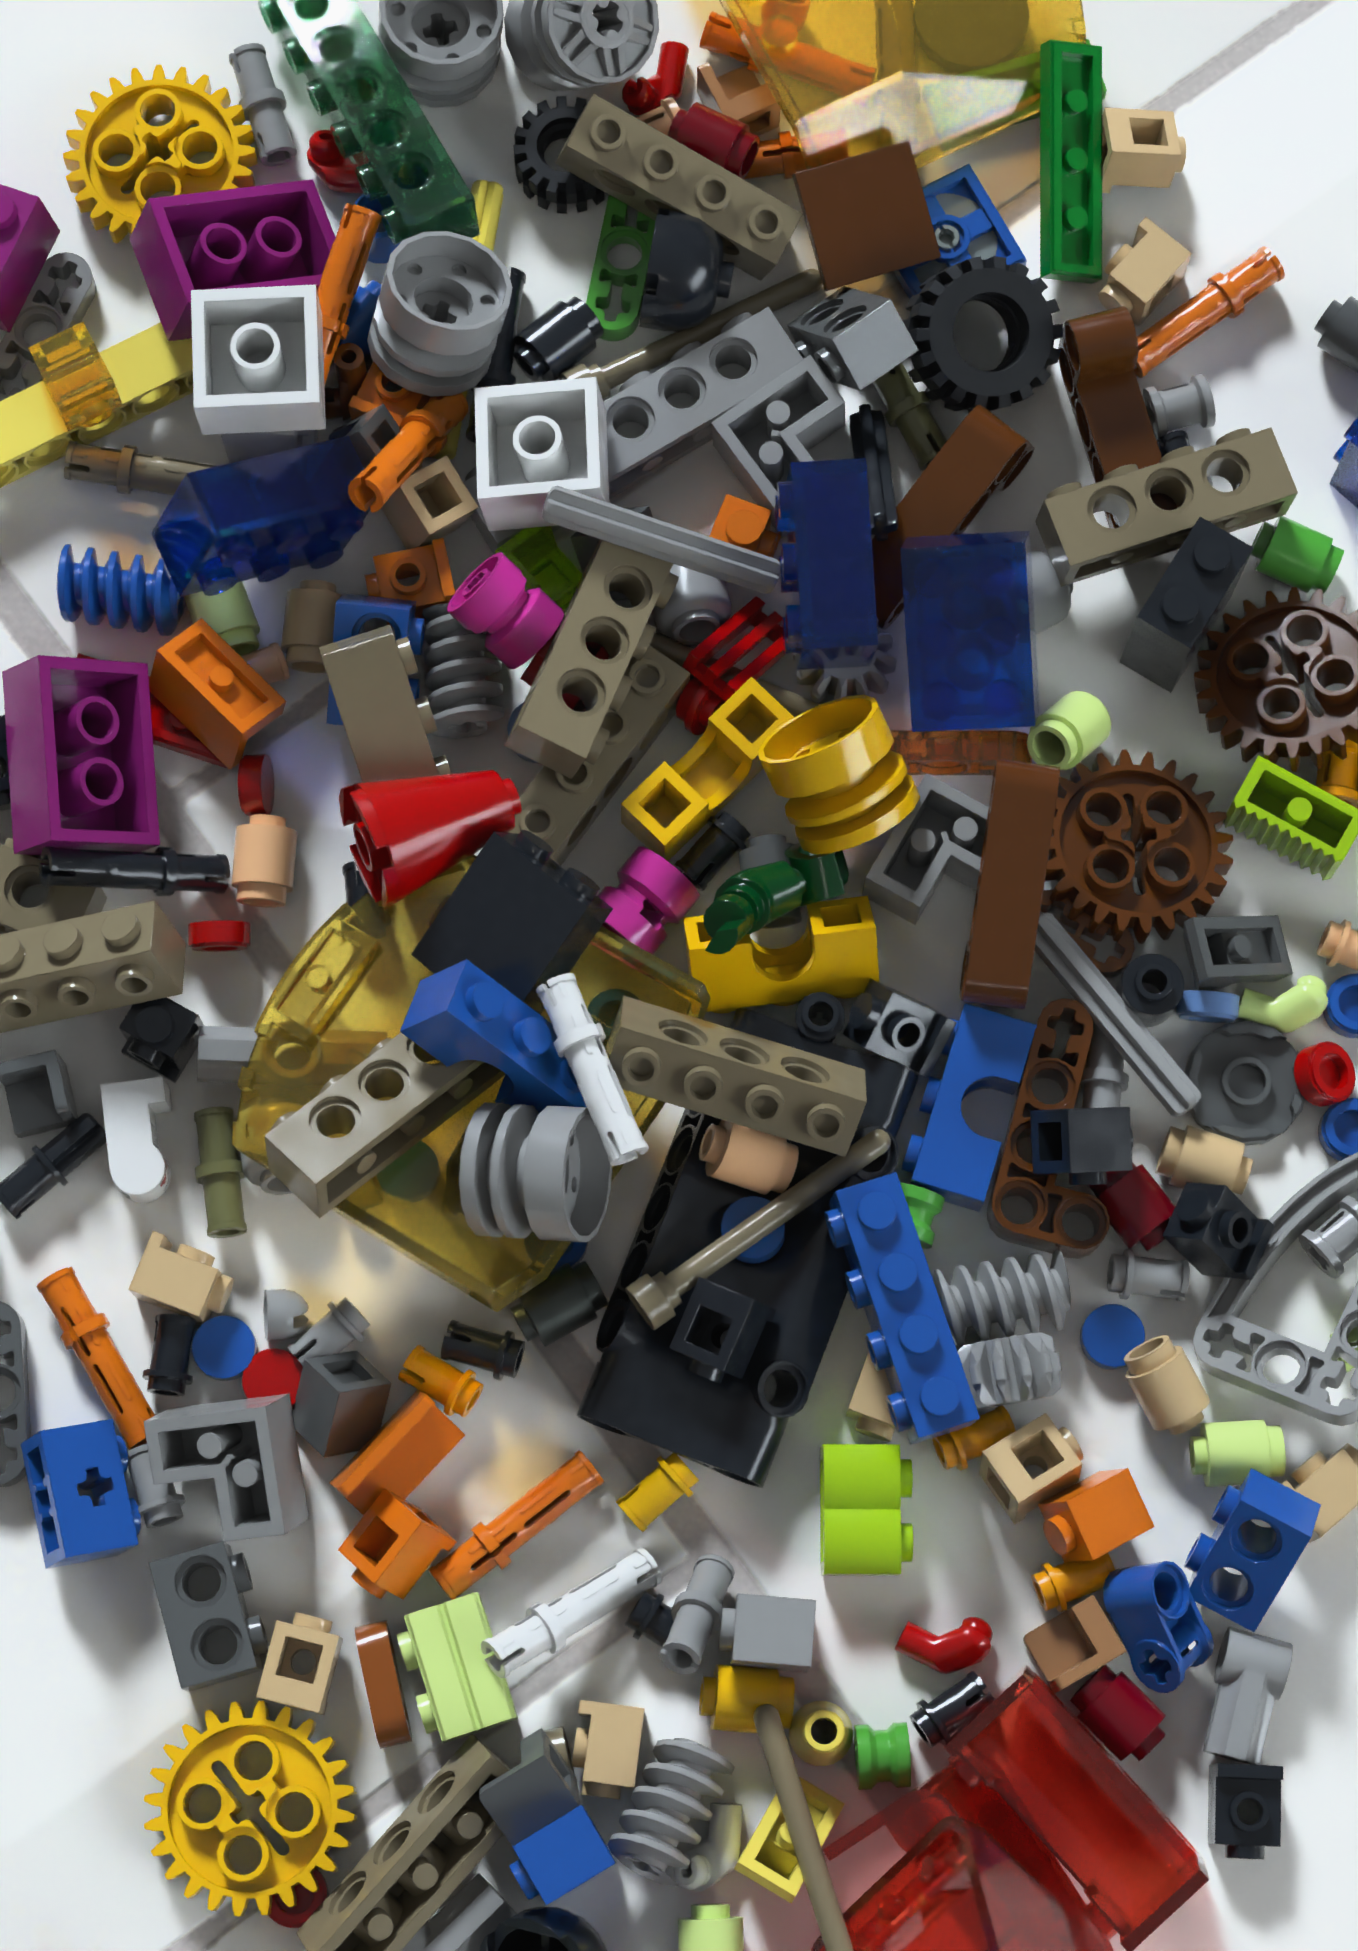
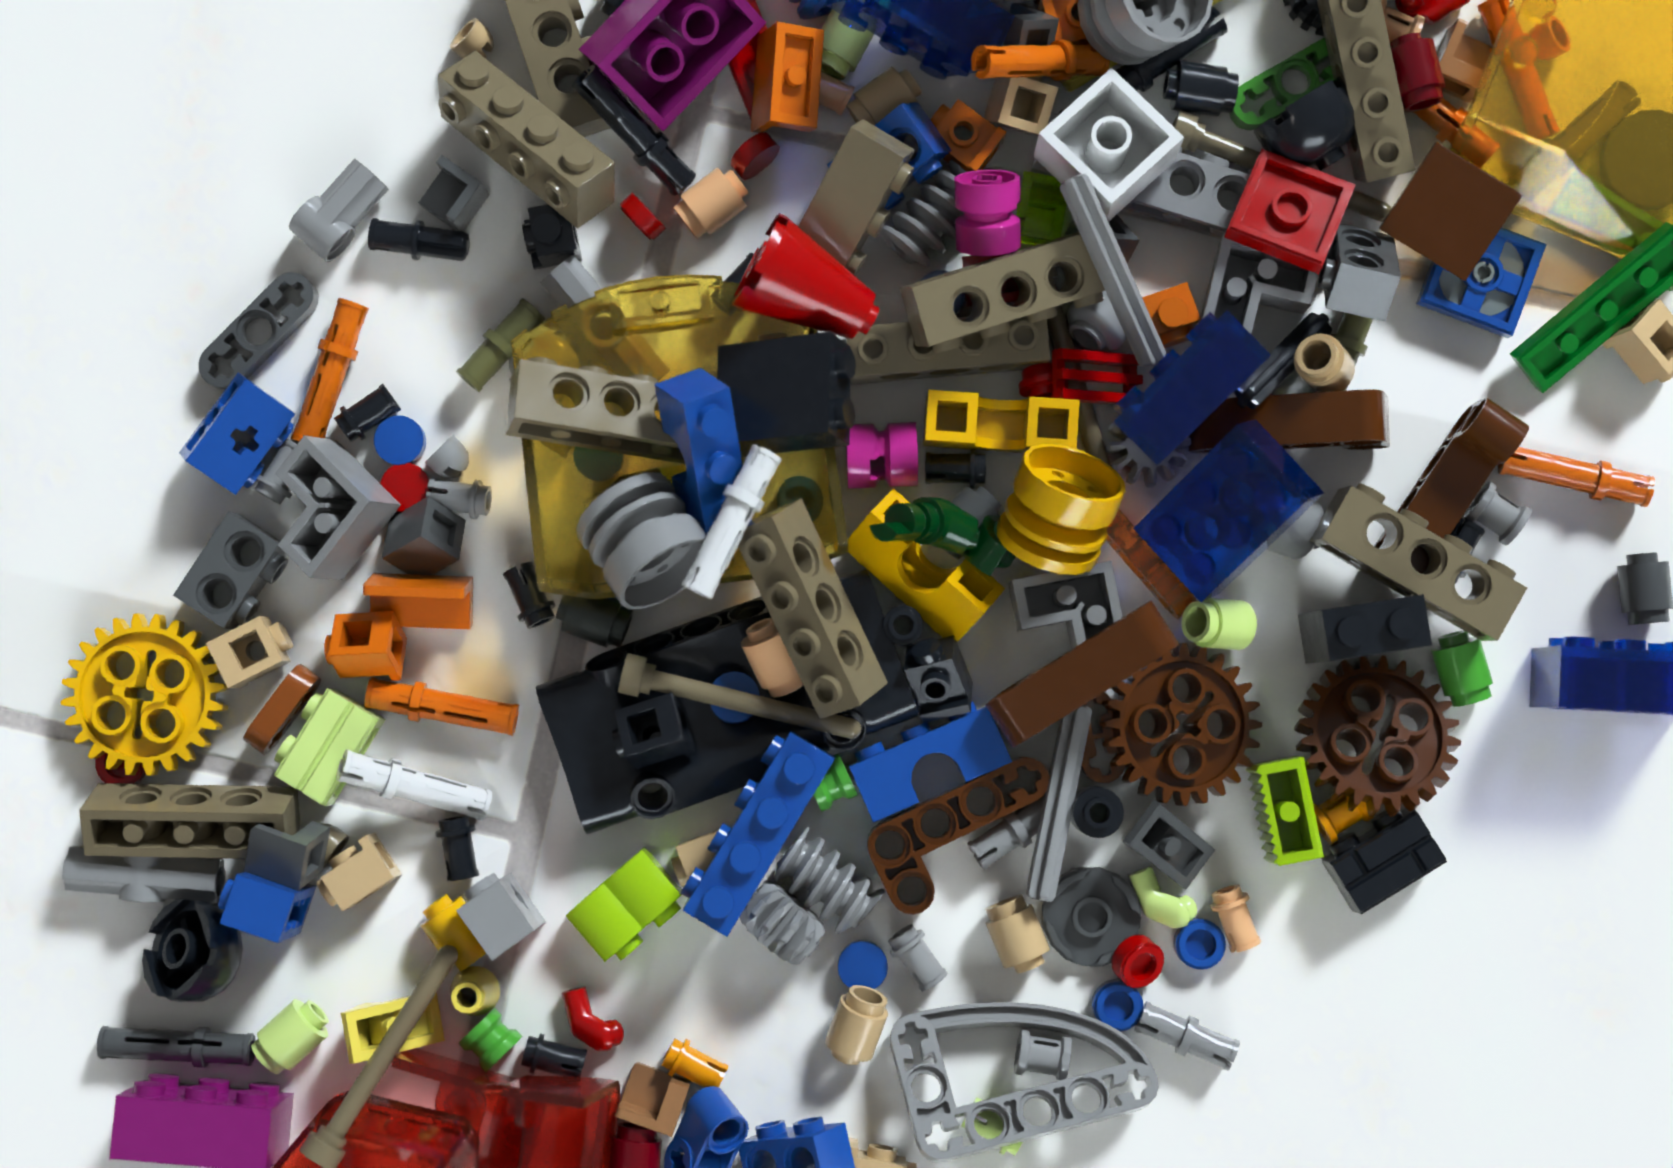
camera: 45 degrees right, 10 degrees up
(133, 1137) = (474, 275): white leg -> none
(180, 1280) = (414, 379): tan brick -> none
(441, 1381) = (489, 587): light orange pin -> none
(658, 1491) = (533, 773): yellow pin -> none
(666, 1808) = (350, 942): light grey piece -> none
(697, 1614) = (476, 861): light grey pin -> none
(717, 1853) = (350, 988): white arm -> none
(743, 349) = (1290, 211): none -> red plate
(894, 432) = (1324, 363): none -> tan brick
(969, 1442) = (739, 941): light orange pin -> none
(1027, 325) = (1457, 384): black tyre -> none
(1033, 1444) = (759, 977): tan brick -> none
(1081, 1143) = (958, 853): black brick -> none
(1095, 1516) = (739, 1048): orange brick -> none
(1135, 1206) = (954, 913): dark red brick -> none
(1145, 272) = (1568, 416): tan brick -> none
(1208, 1006) = (1119, 856): medium blue tile -> none
(1217, 1232) = (978, 979): black brick -> none
(1232, 1448) = (854, 1101): yellowish green brick -> none

